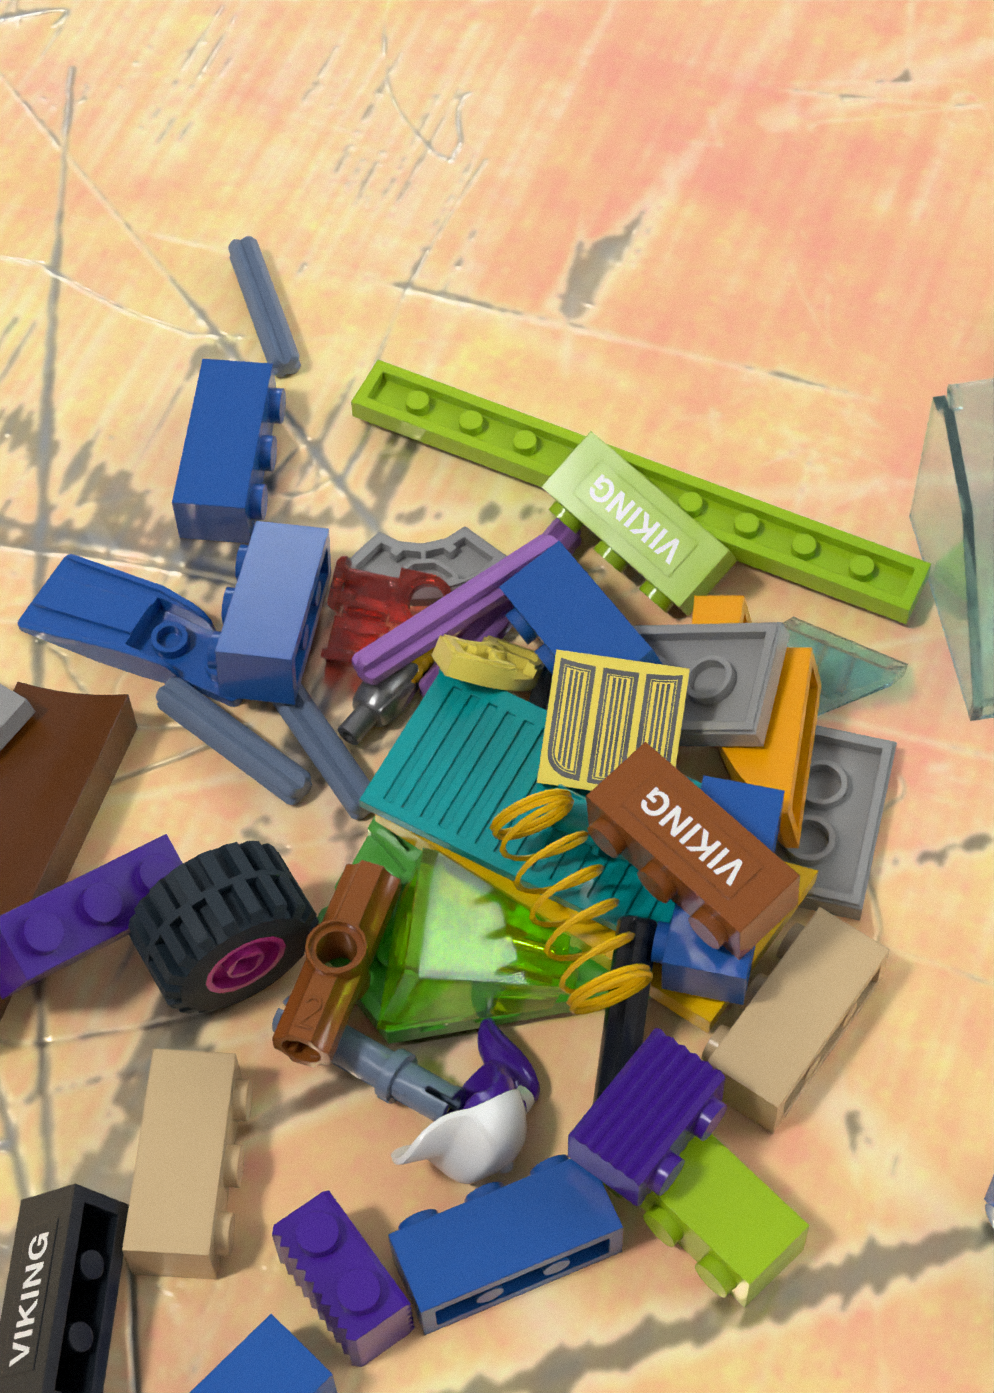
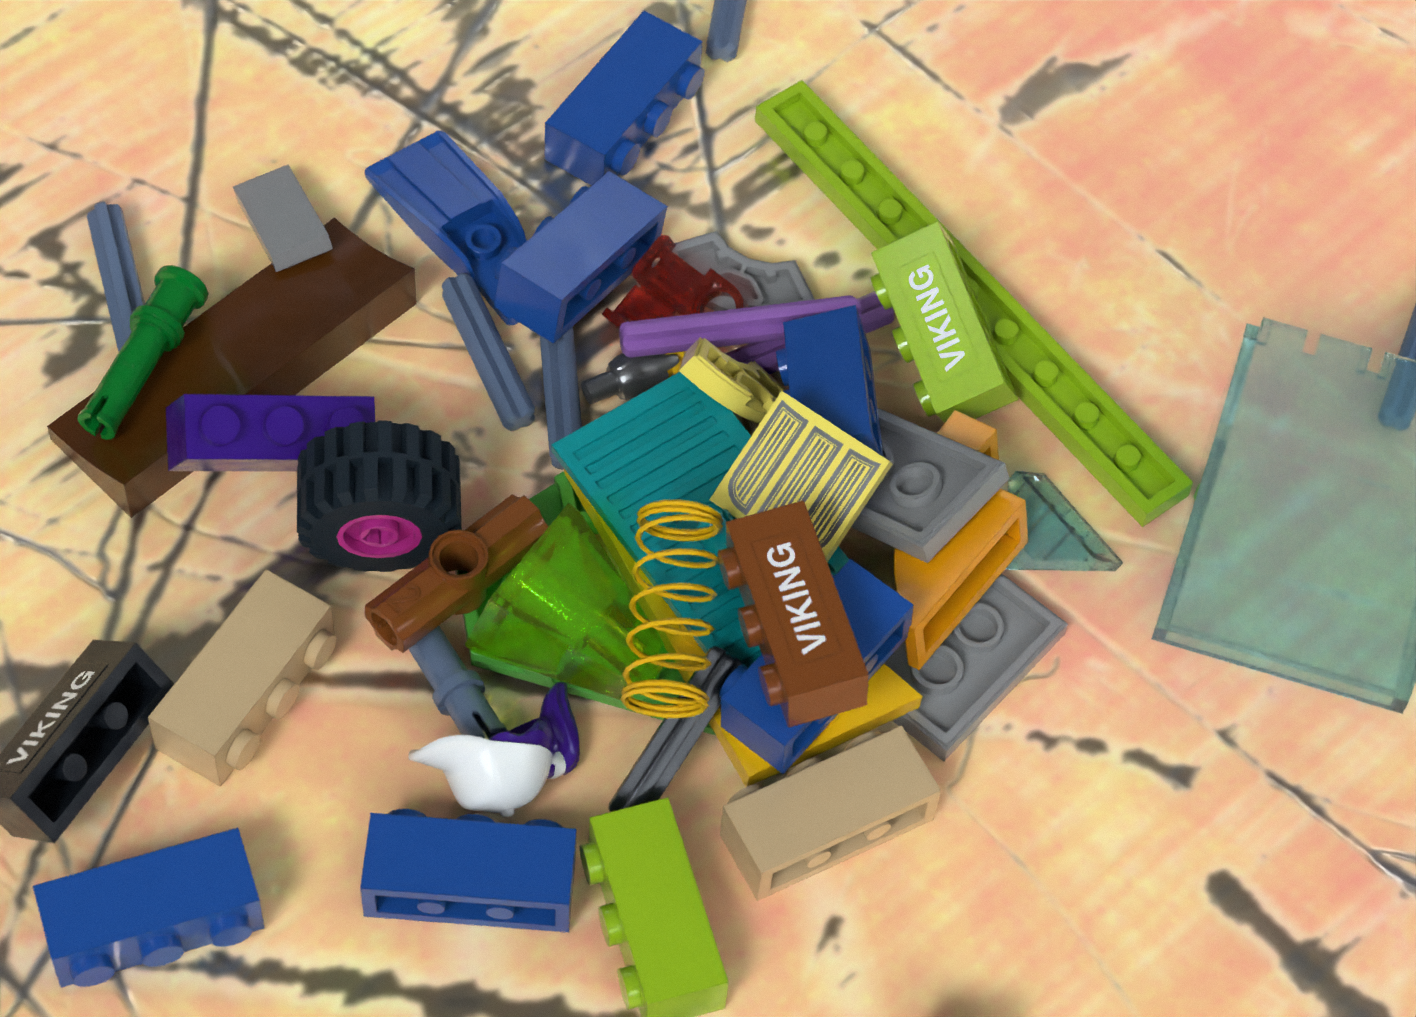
camera: 20 degrees right, 0 degrees up
(343, 1279) = (315, 833): dark purple brick -> none
(648, 1118) = (638, 823): dark purple brick -> none

